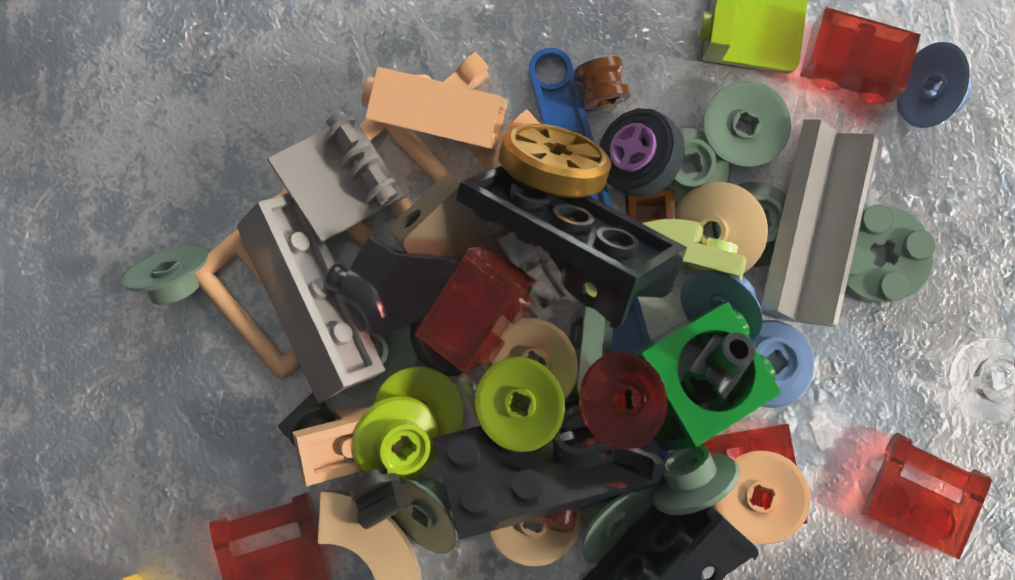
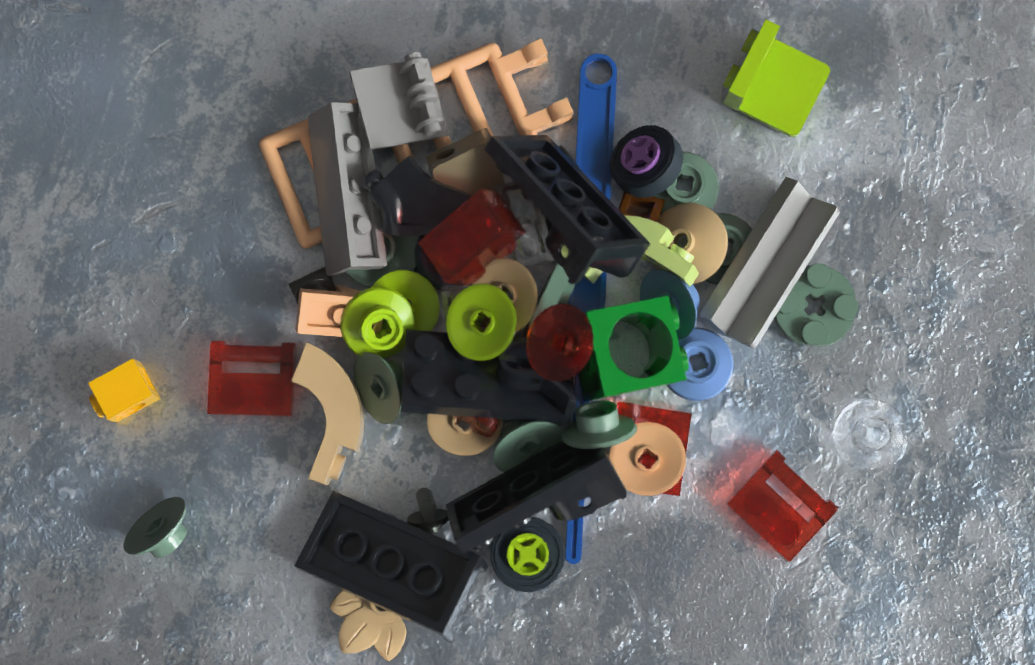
camera: 20 degrees right, 0 degrees up
(167, 274) = (241, 136): sand green piece -> none
(378, 496) = (349, 359): pearl dark grey plate -> none
(434, 107) = (492, 73): light nougat window -> none
(554, 160) = (573, 144): pearl gold wheel -> none
(602, 82) = (635, 96): reddish brown wheel -> none
(717, 368) = (641, 344): black axle -> none
(756, 105) = (753, 153): sand green piece -> none
(859, 56) = (849, 141): clear red brick -> none
(936, 86) = (902, 184): medium blue piece -> none

